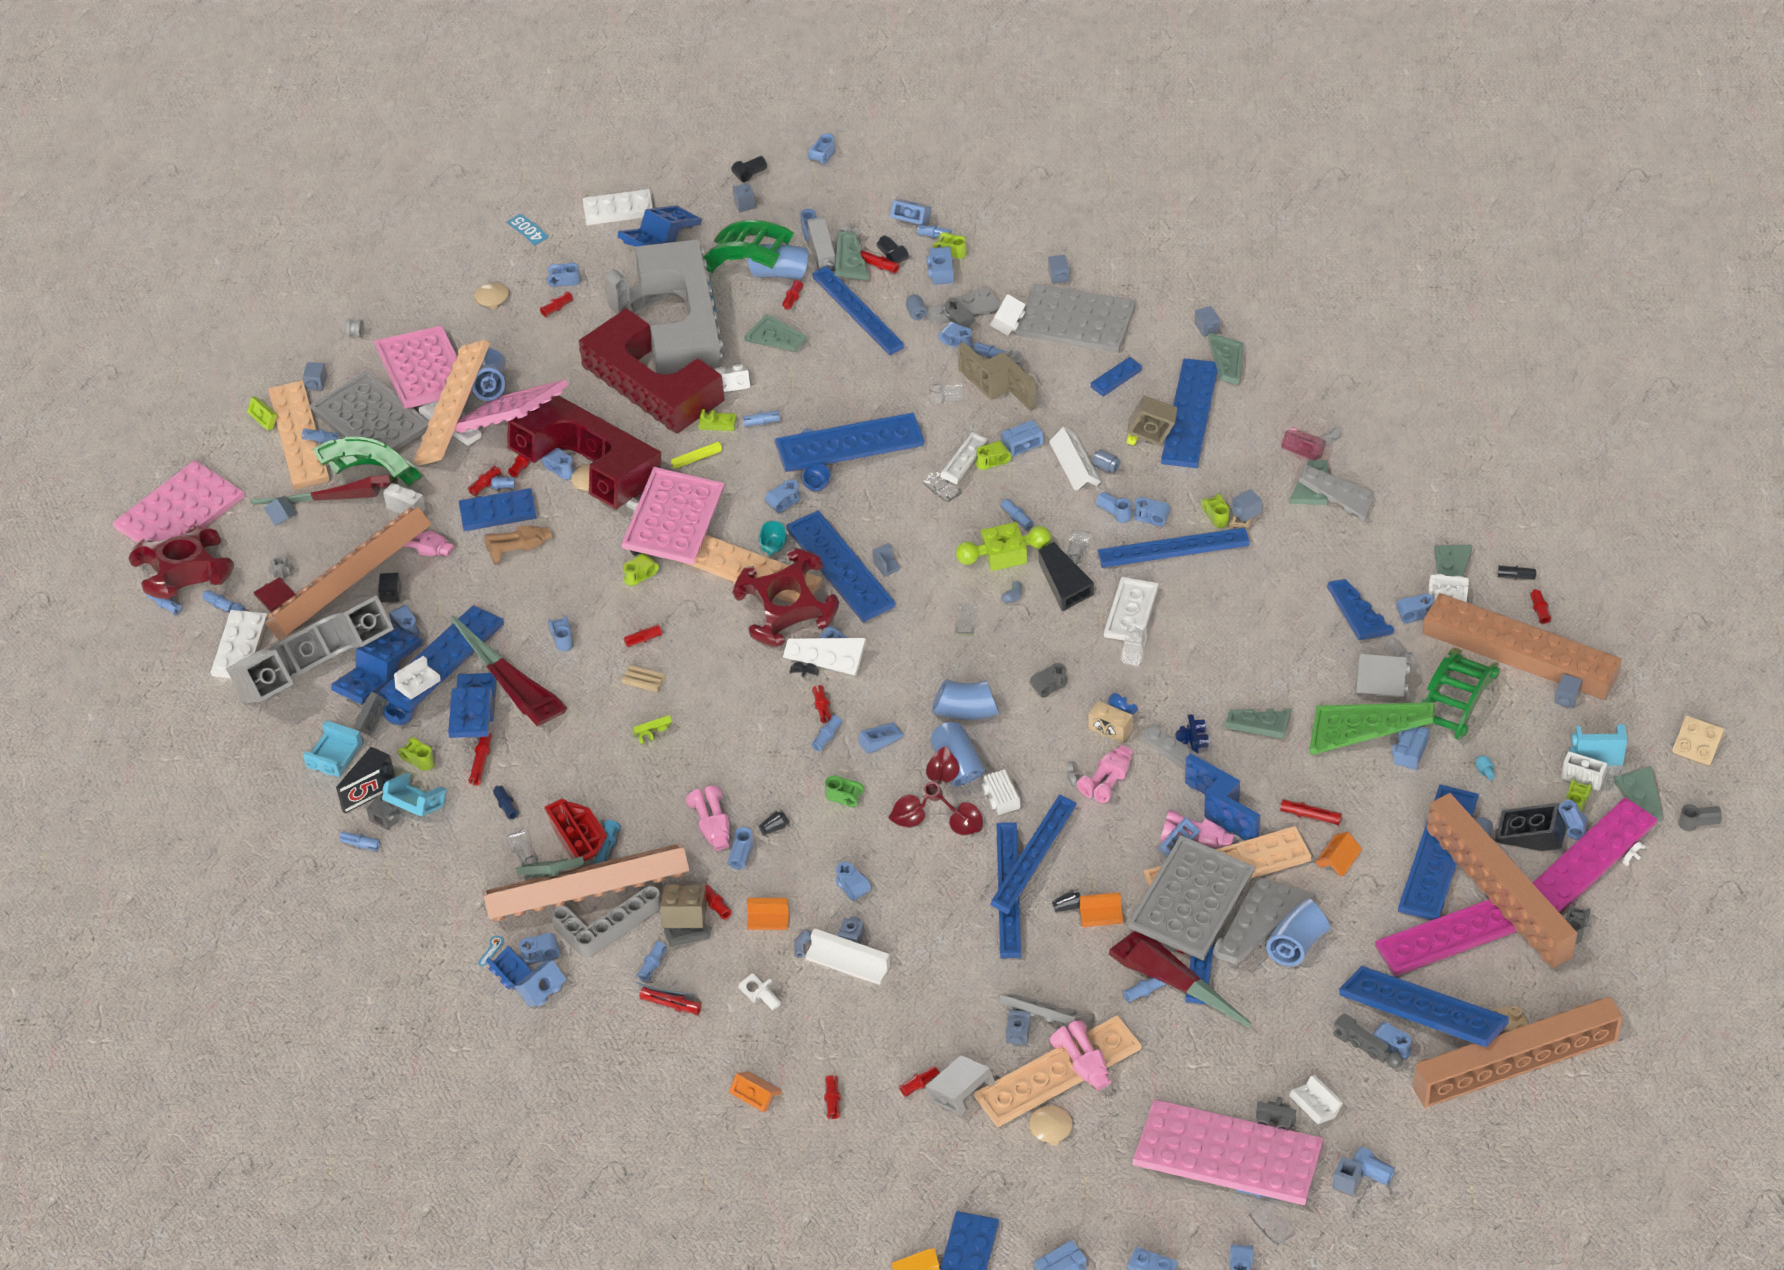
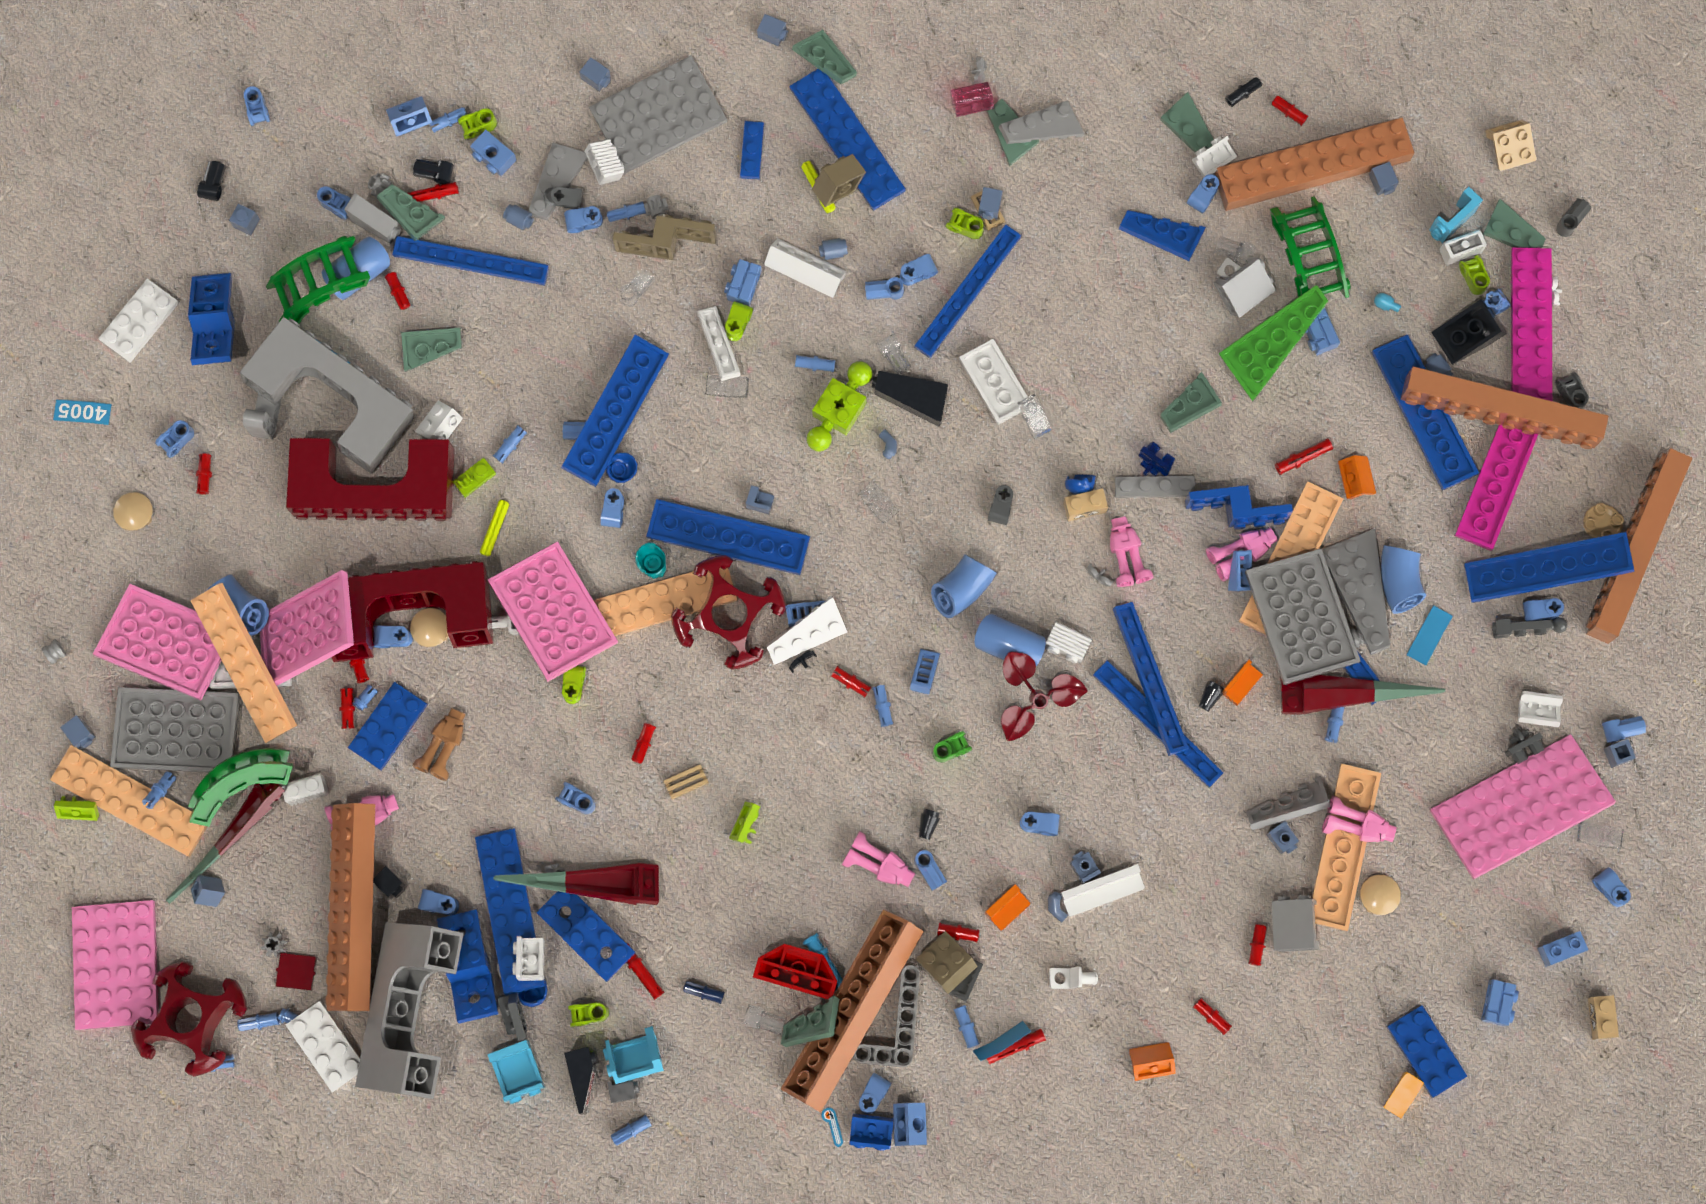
camera: 45 degrees left, 30 degrees up
(1283, 994) = (1429, 635): none -> dark azure sticker

